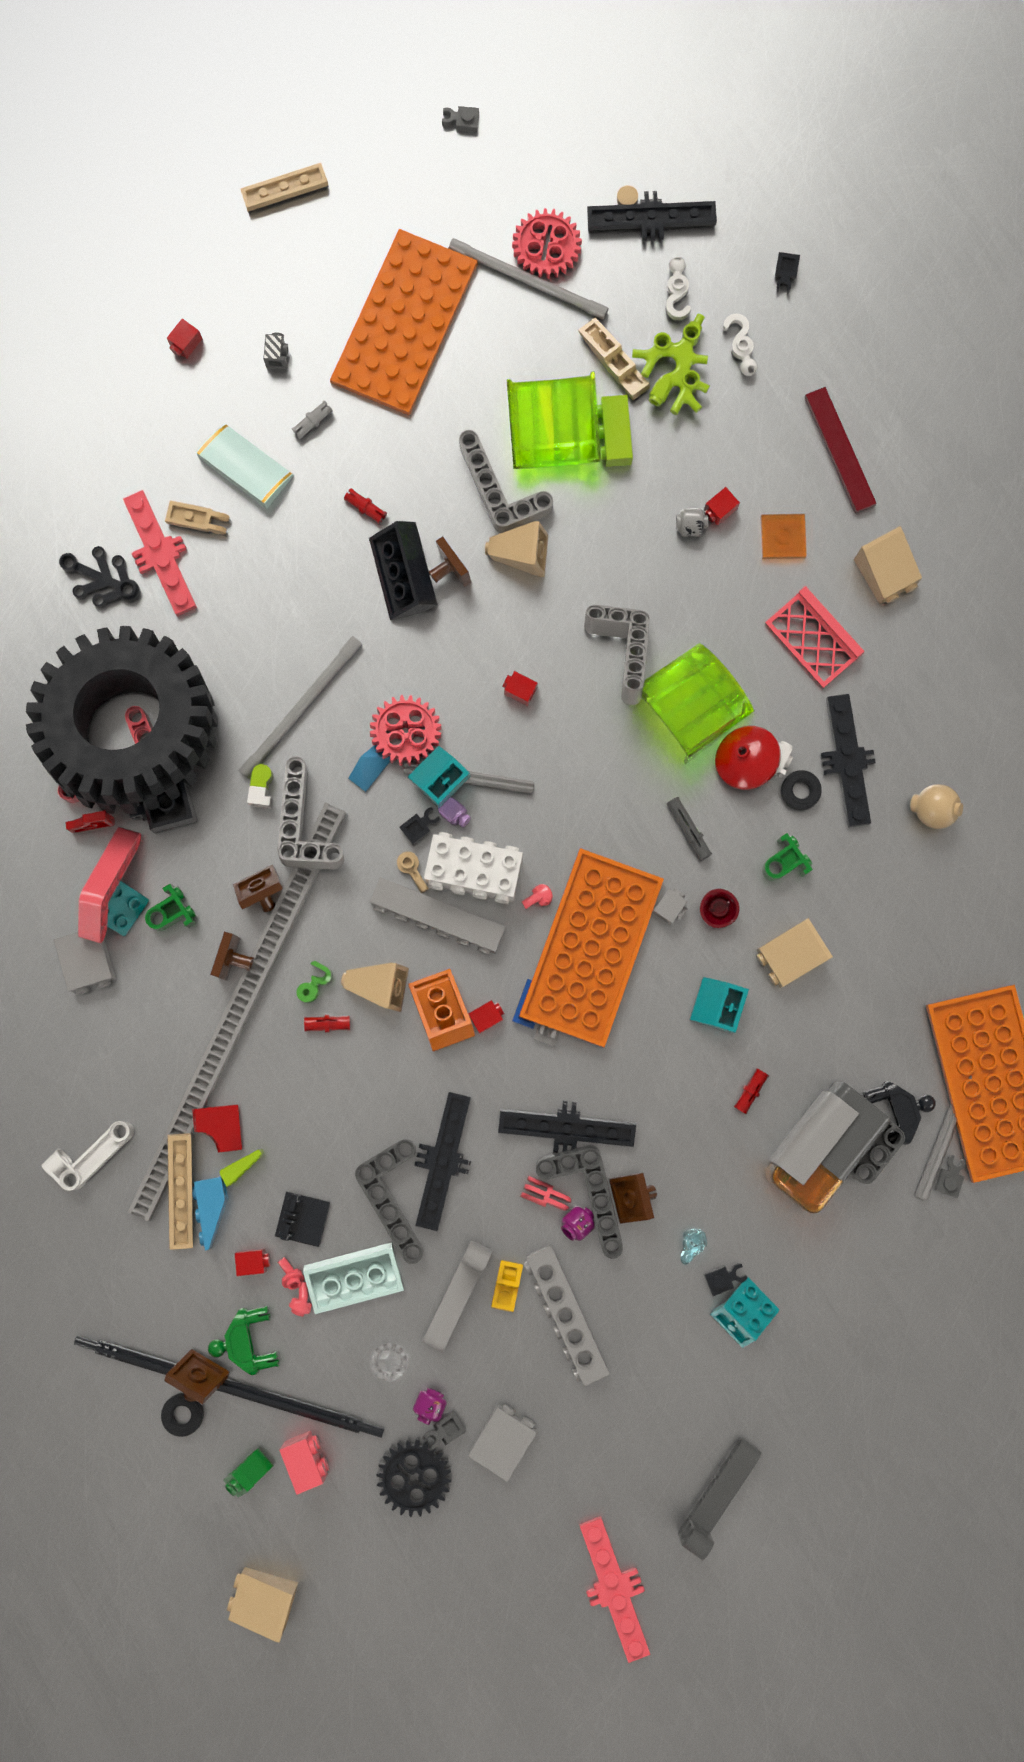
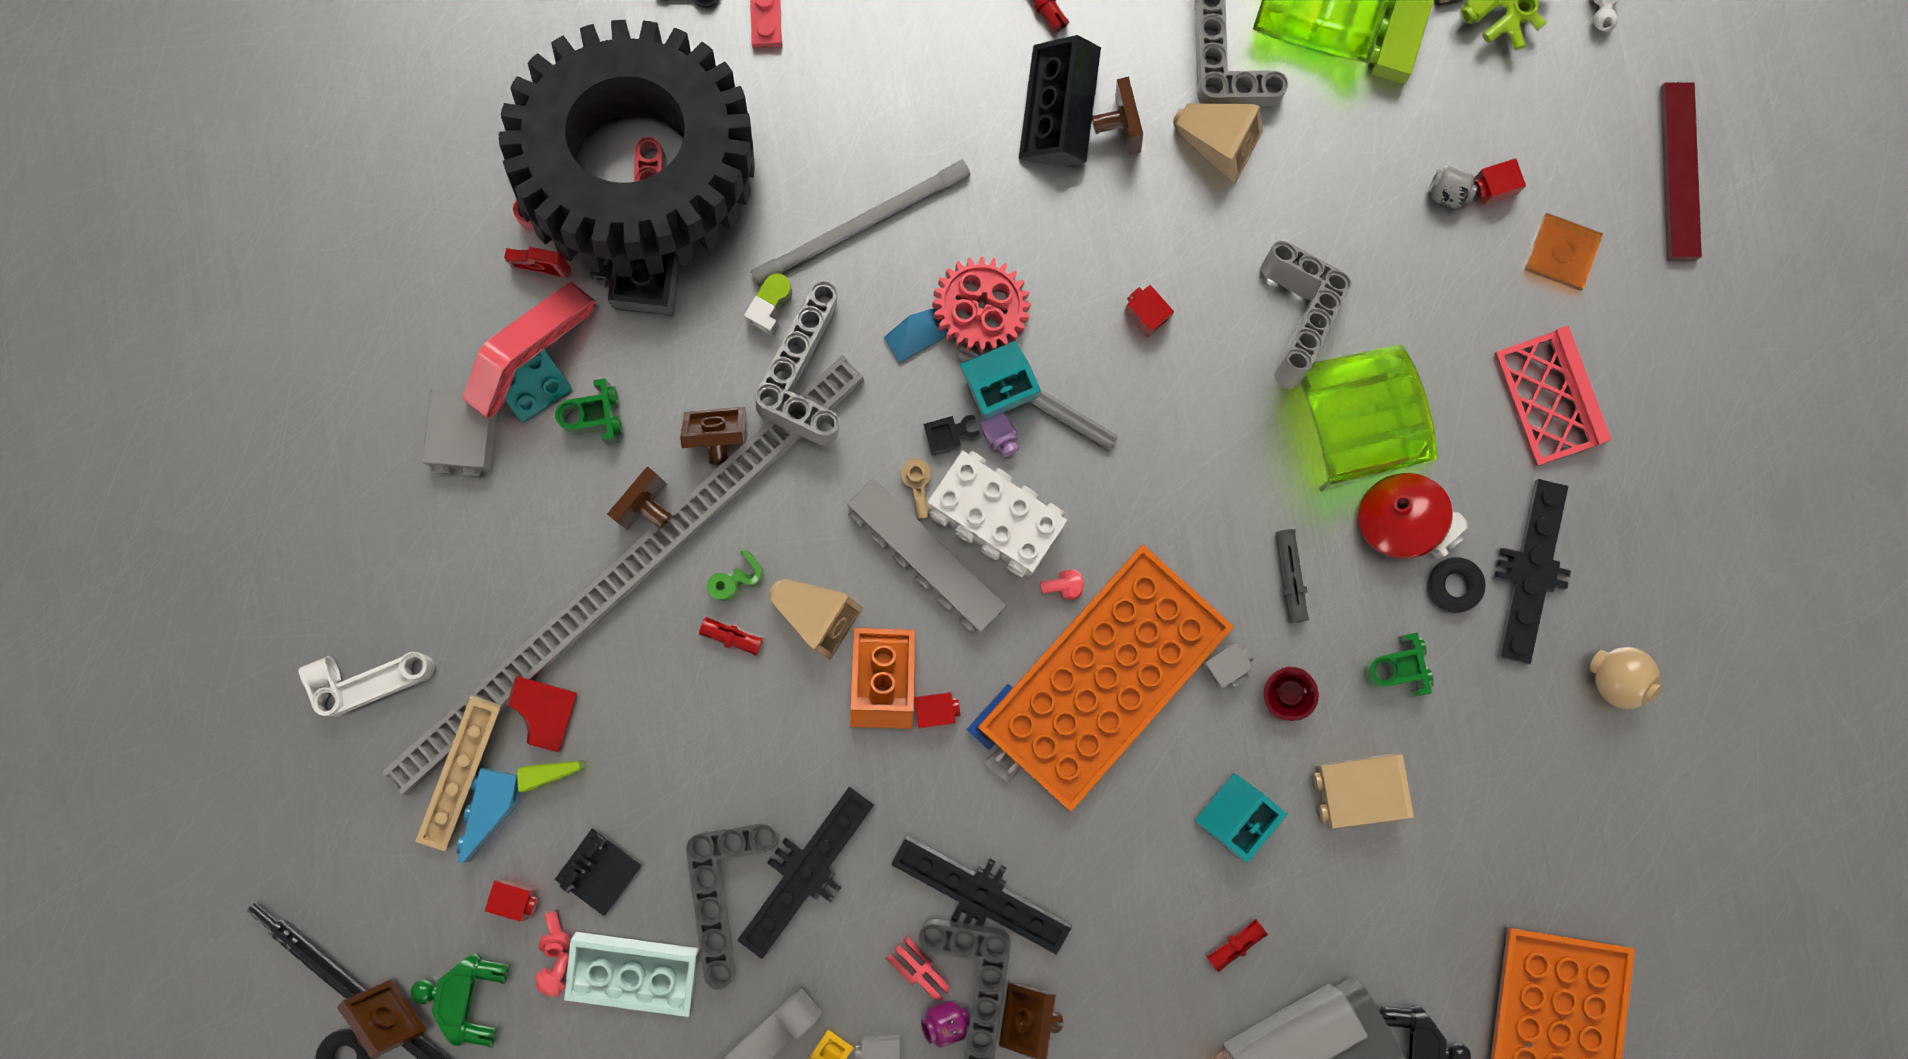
camera: 20 degrees right, 0 degrees up
(888, 566) = (1686, 343): tan slope -> none

